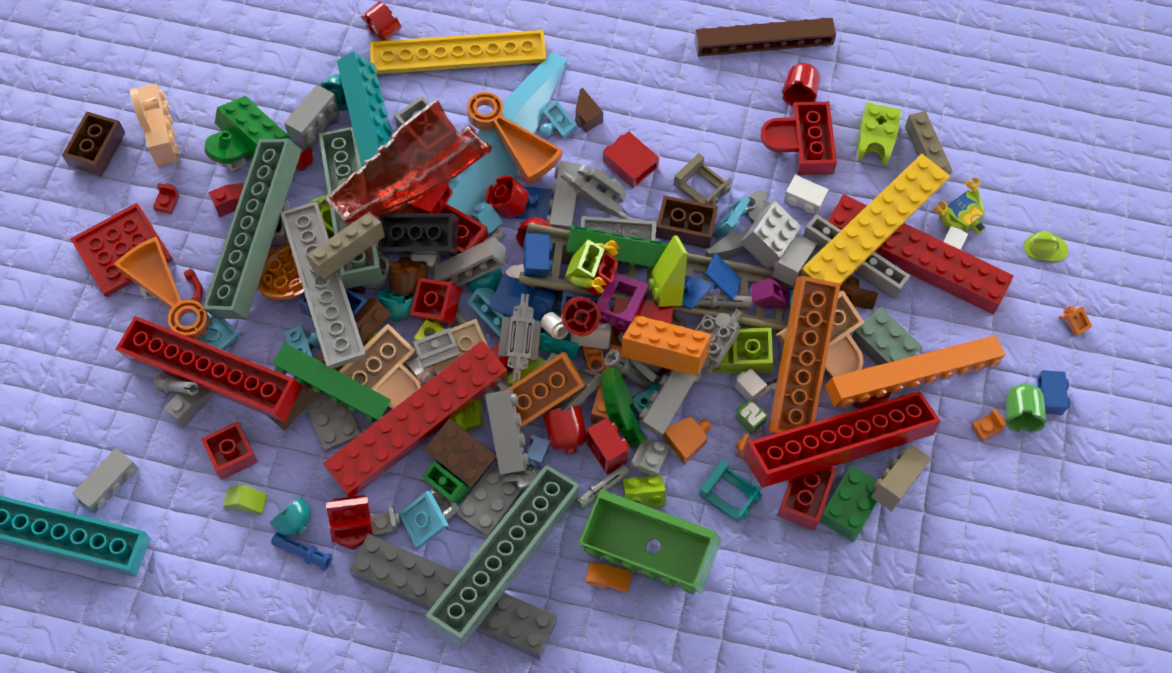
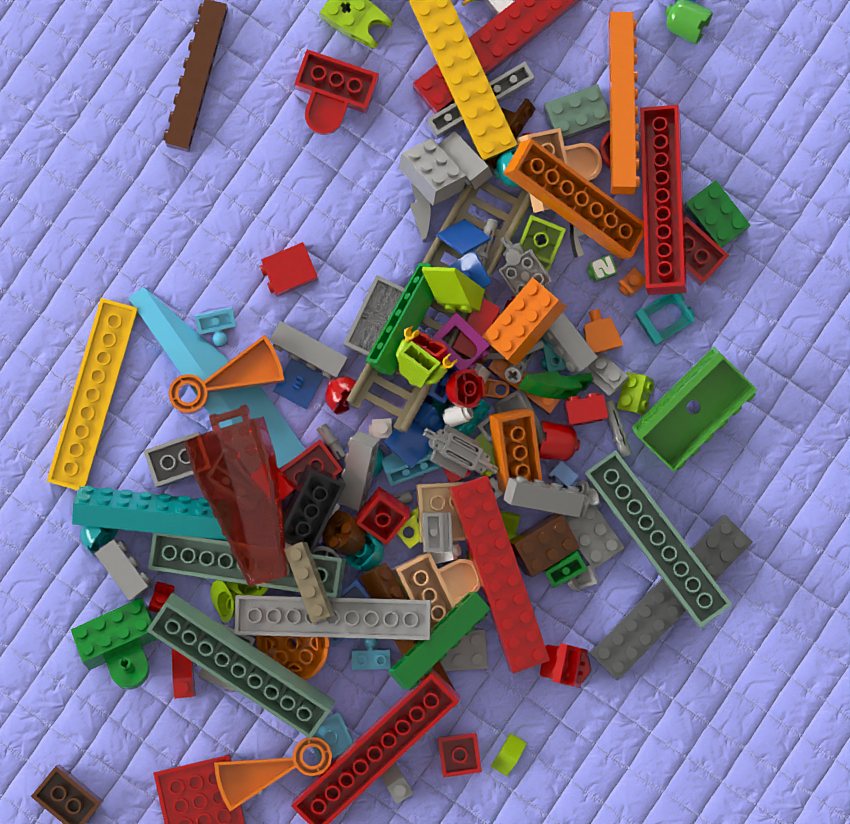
camera: 70 degrees left, 20 degrees up
(156, 123) = (70, 731): light nougat brick -> none
(166, 198) = (157, 743): red bracket -> none
(171, 385) = (377, 786): light grey pin -> none
(198, 293) = (283, 743): red piece -> none
(293, 518) = (547, 716): teal cylinder -> none
(309, 554) = (584, 710): blue pin -> none
(380, 21) = (27, 461): red brick -> none
(385, 523) = (578, 634): light grey bracket -> none
(423, 519) = (591, 599): medium azure plate -> none
(486, 215) = (304, 435): medium azure brick -> none
(507, 197) = (291, 407): red brick -> none
(536, 255) = (386, 405): blue brick -> none
(587, 112) = (217, 291): reddish brown slope -> none
(598, 189) = (310, 317): light grey piece -> none
(608, 576) = (699, 463): orange slope -> none
(688, 220) = (382, 244): reddish brown brick -> none
(695, 166) = (350, 192): dark tan panel -> none
(731, 217) = (396, 200): medium azure plate -> none
(750, 385) = (573, 256): white brick -> none
(758, 203) = (389, 165): light grey plate -> none
(770, 294) = (493, 199): magenta slope -> none
(801, 84) = (271, 65): red cylinder -> none
(805, 195) = (394, 117): white brick -> none
(900, 477) = (714, 163): dark tan brick -> none
(989, 425) = (689, 59): orange bracket -> none

